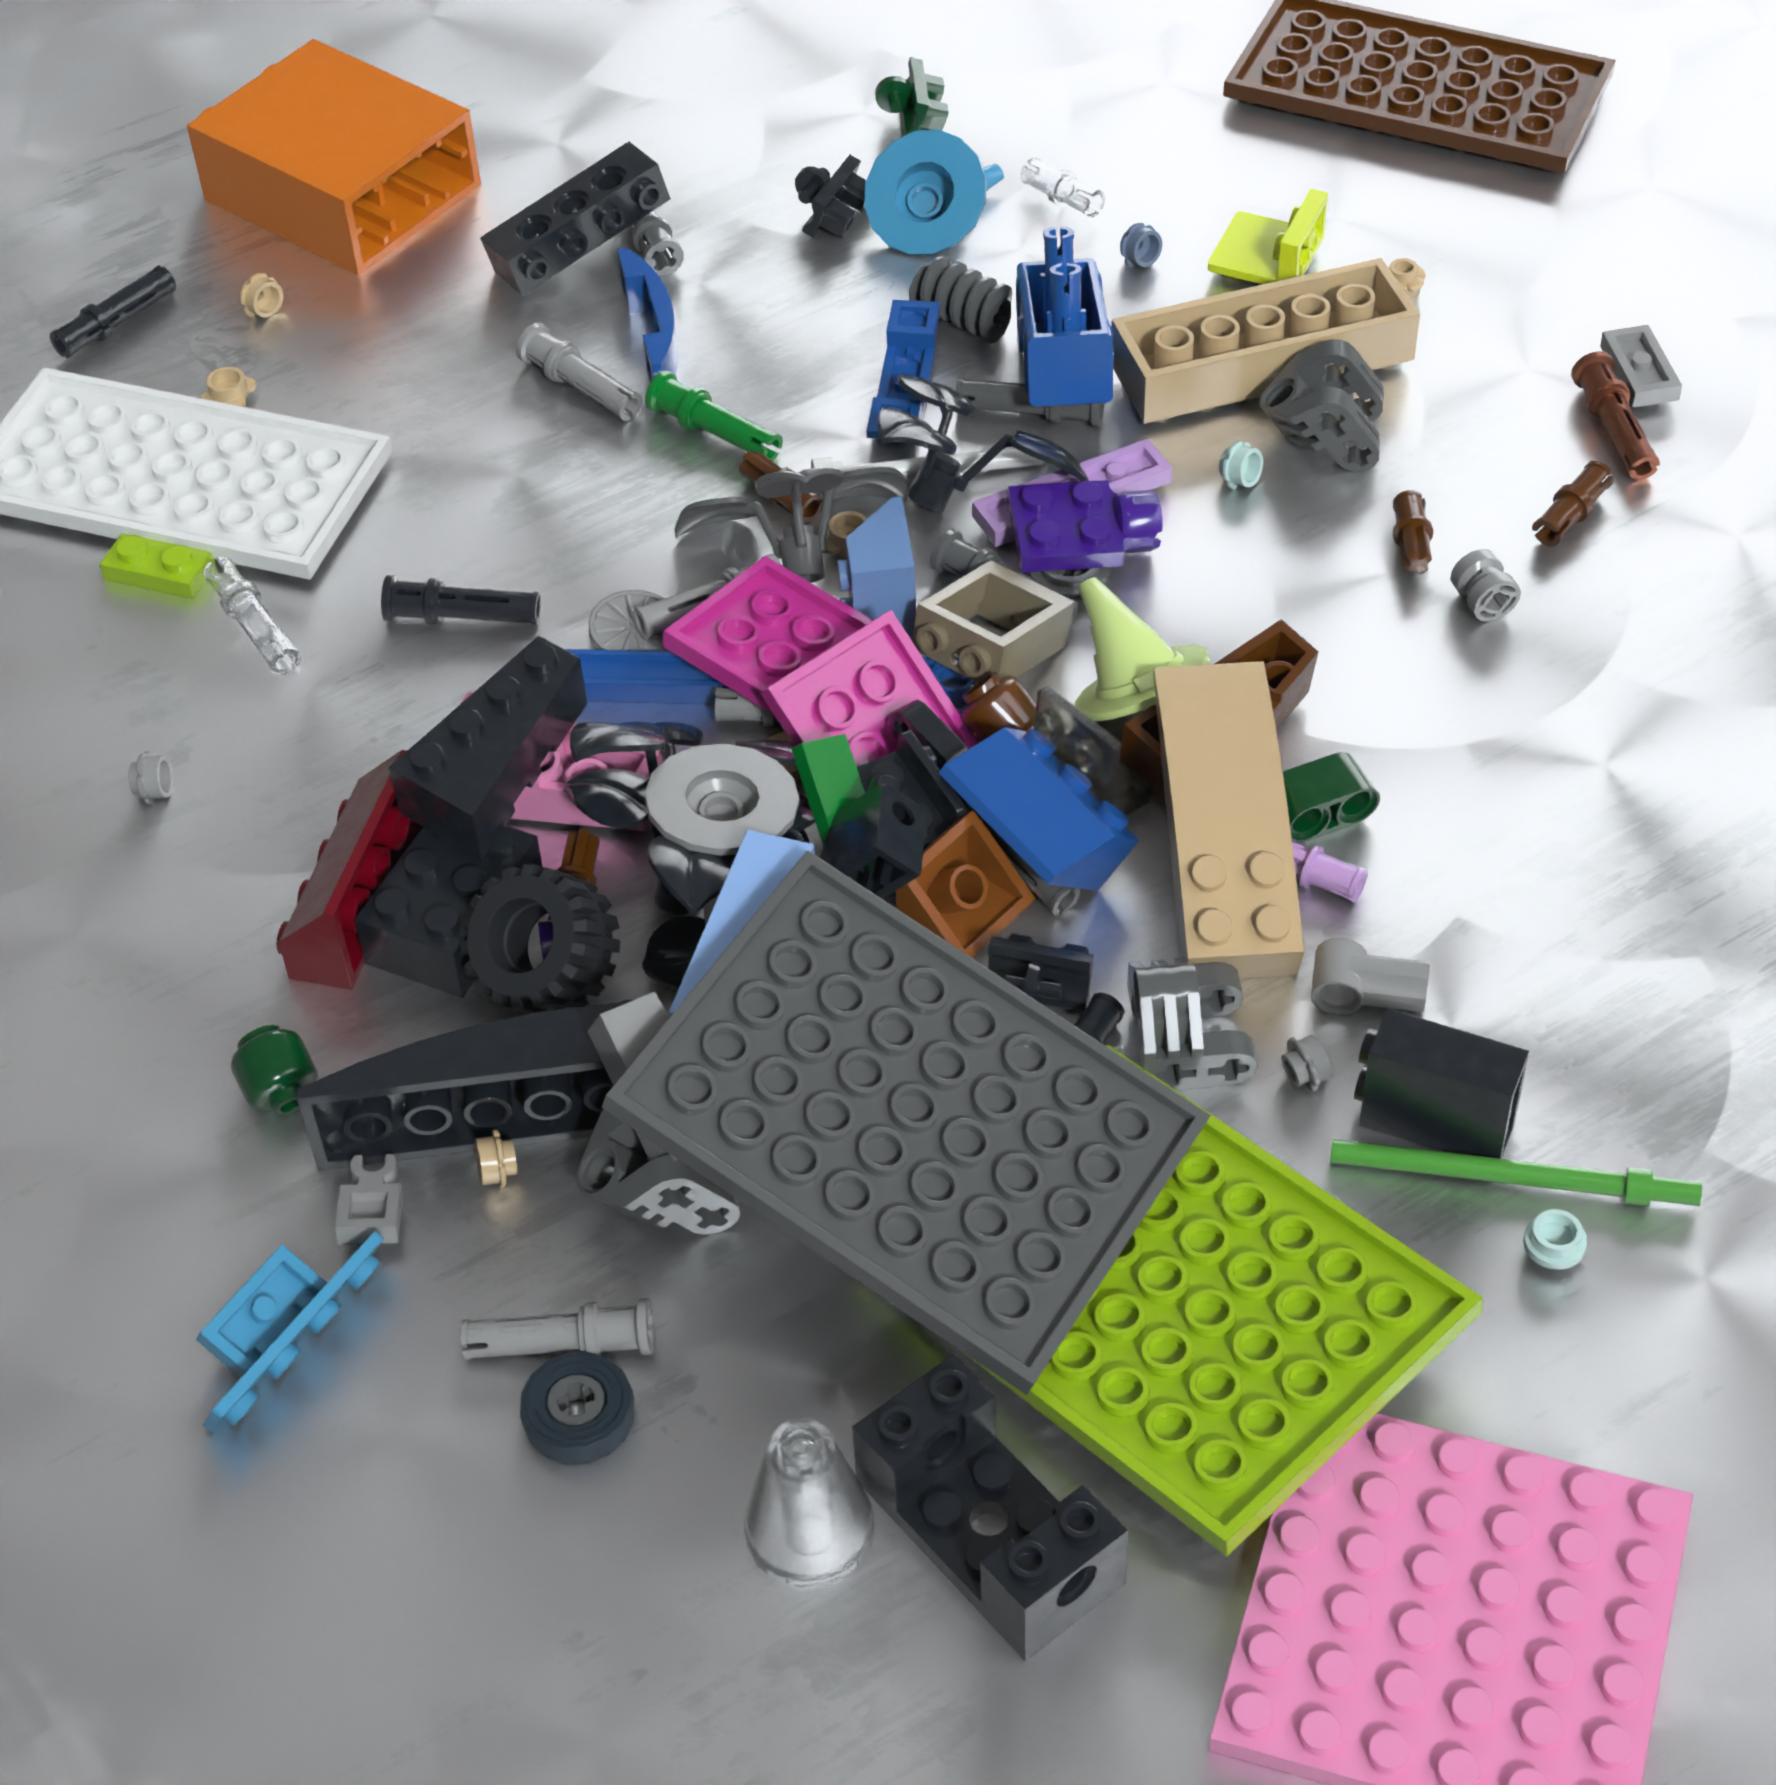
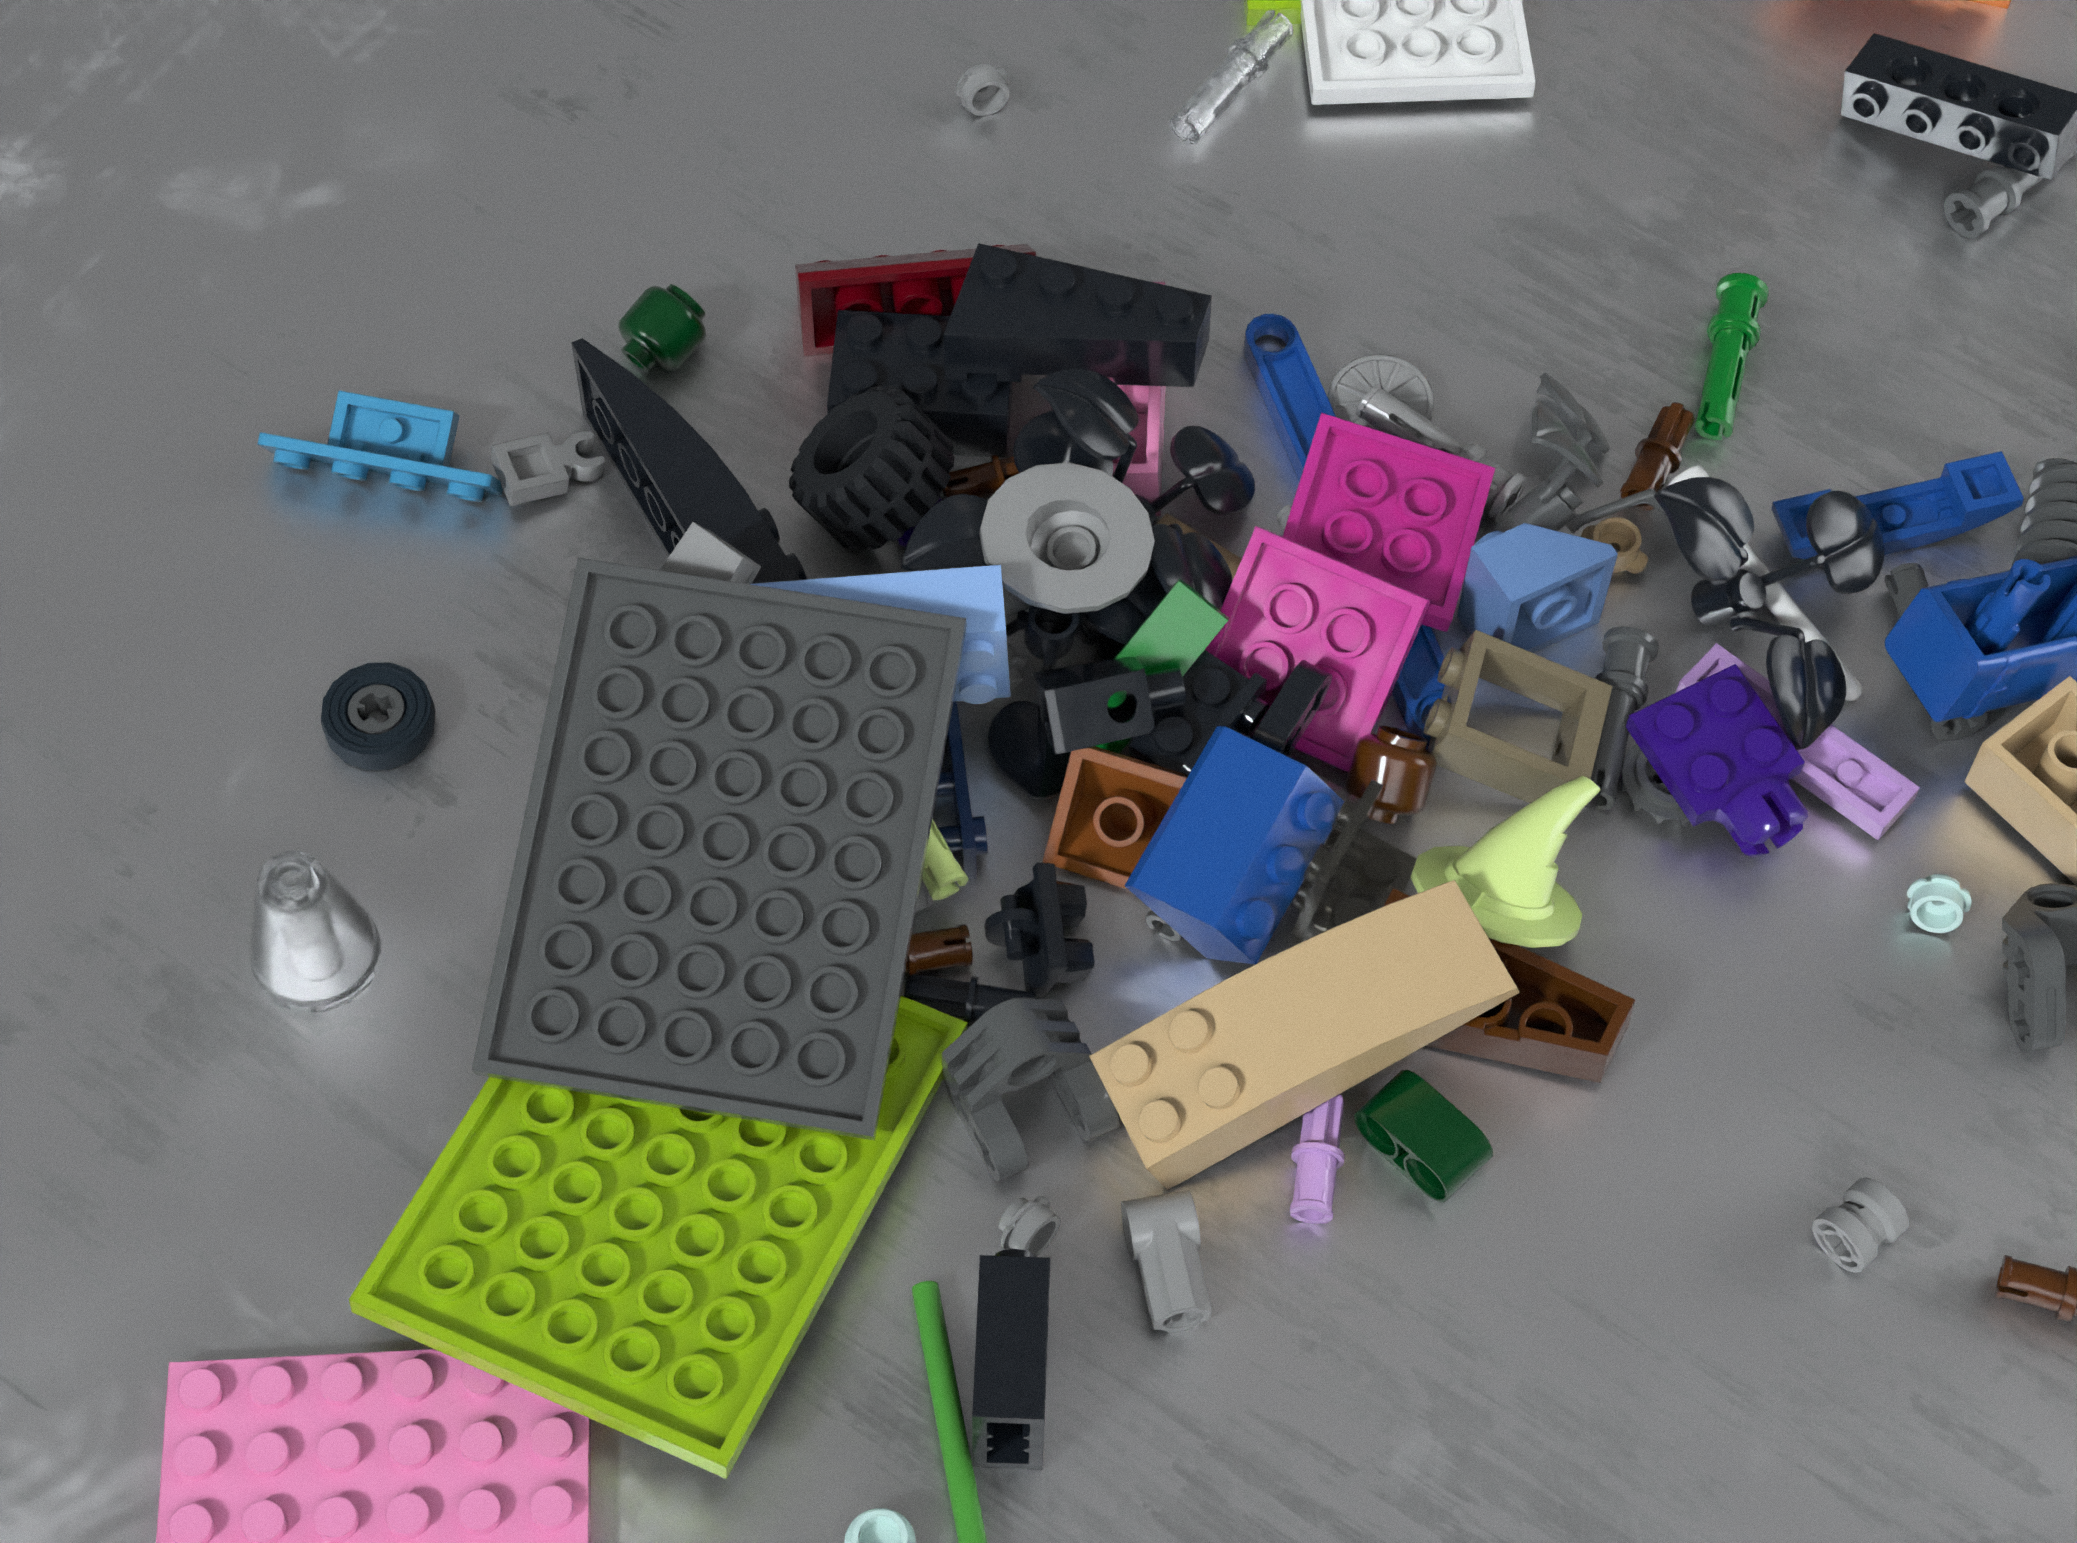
camera: 65 degrees right, 10 degrees up
(436, 601) = (1354, 289): black pin -> none
(495, 1159) = (630, 542): tan plate -> none
(564, 364) = (1740, 189): light grey pin -> none
(587, 1331) = (456, 690): light grey pin -> none
(644, 293) = (1800, 273): blue slope -> none
(939, 1466) = (399, 1034): black plate -> none
(1412, 531) = (1918, 1122): reddish brown axle -> none

